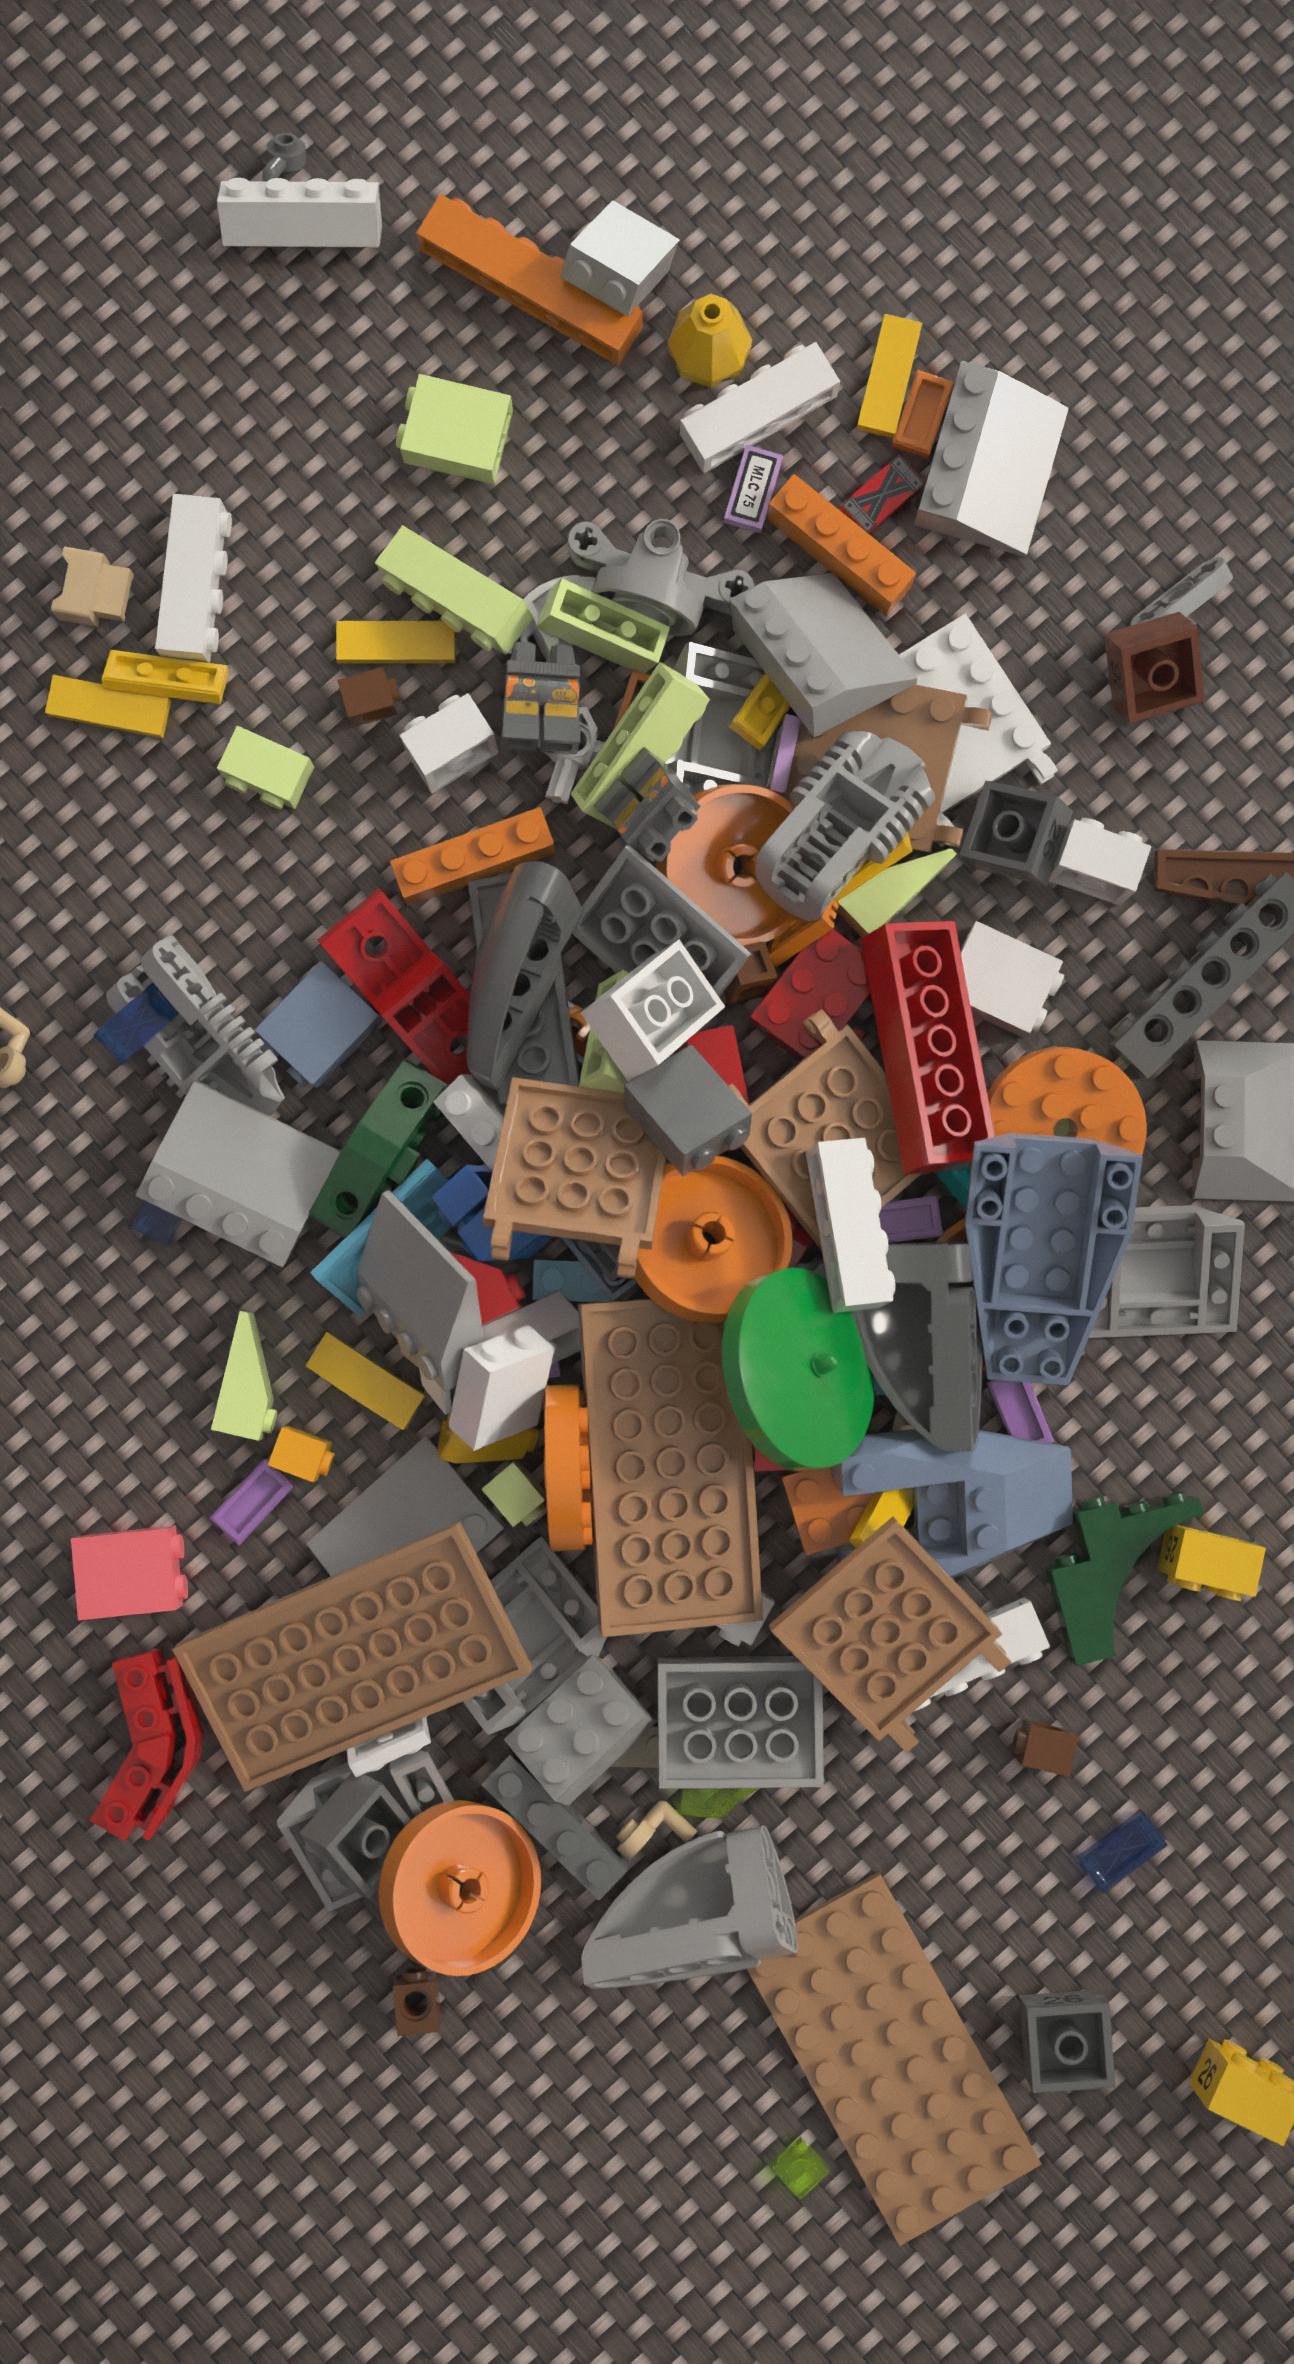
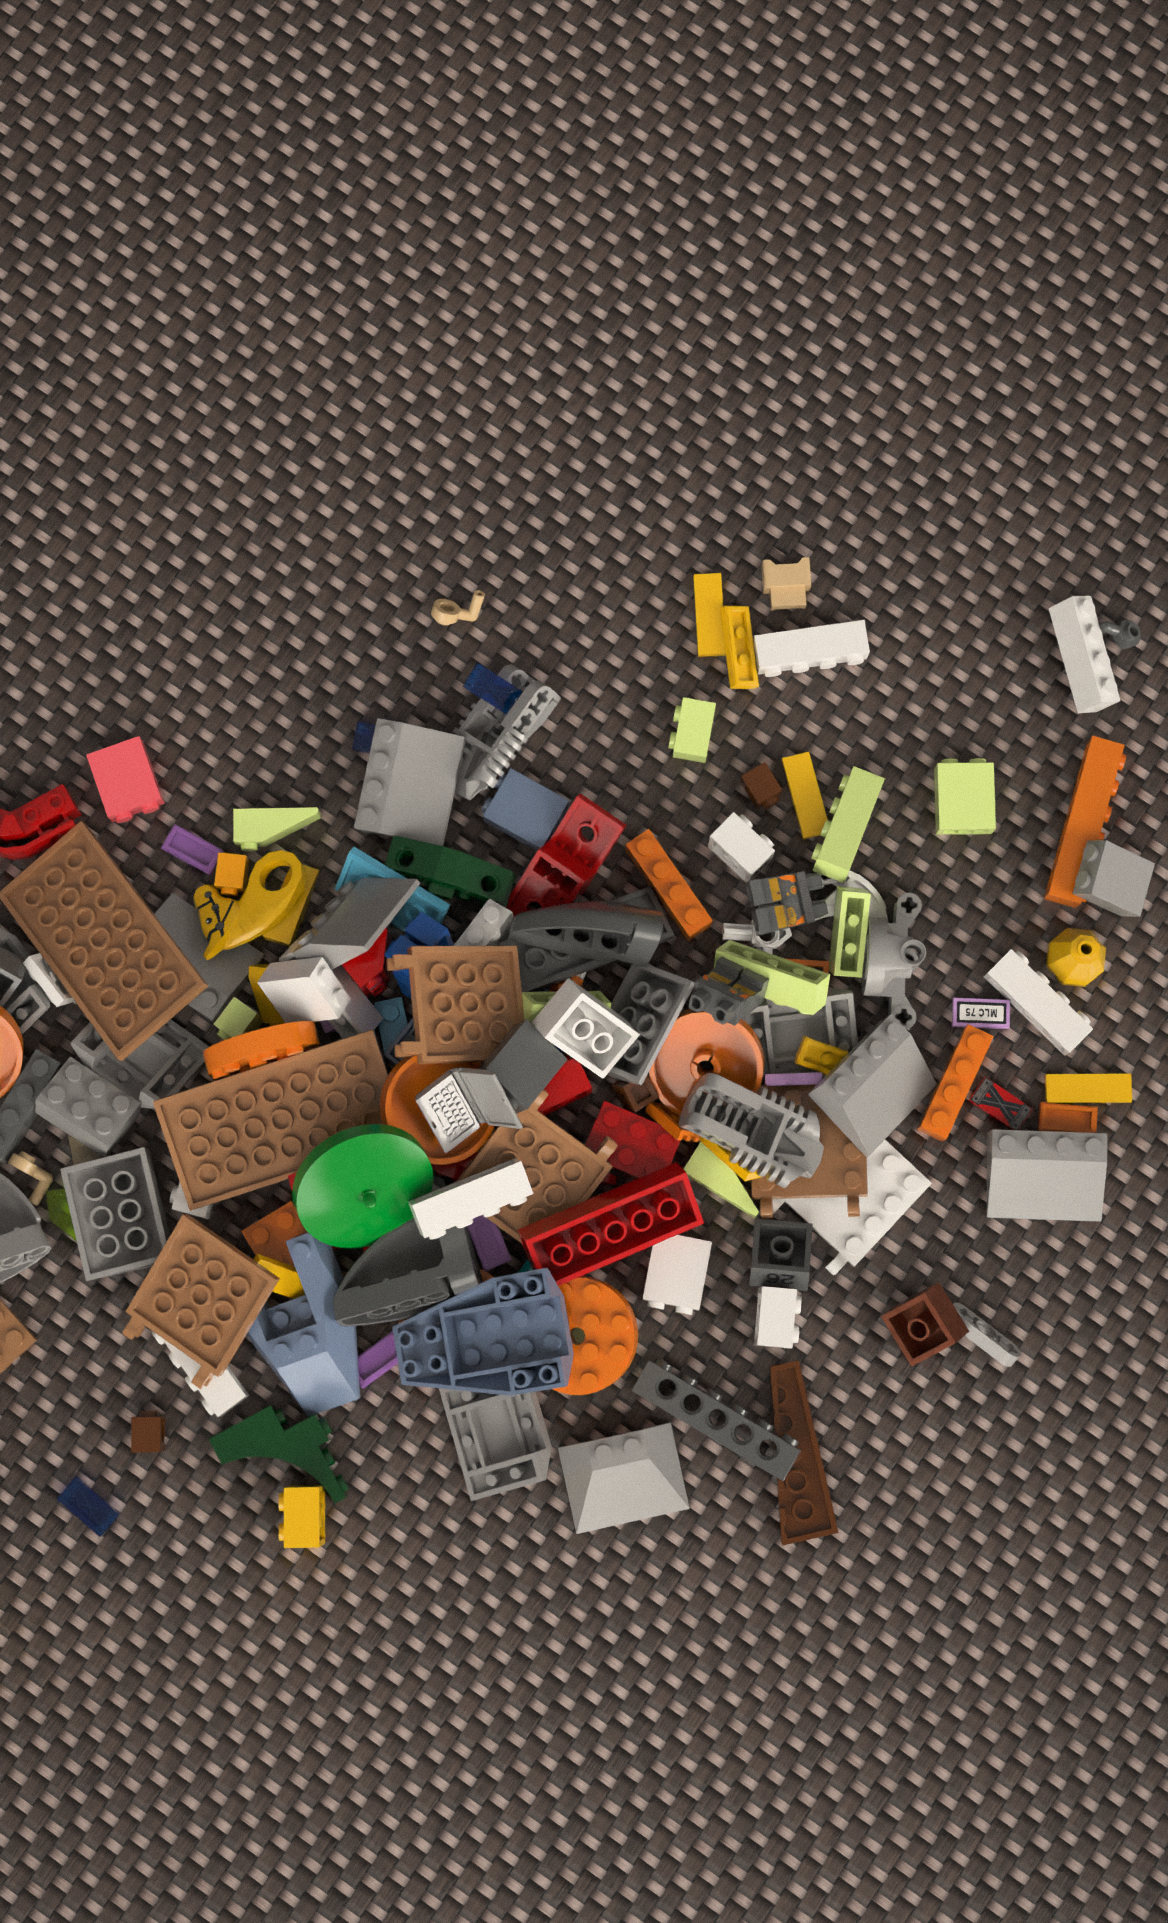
camera: 80 degrees right, 5 degrees down
(374, 1459) = (234, 922): none -> yellow animal
(712, 1198) = (462, 1101): none -> light grey piece

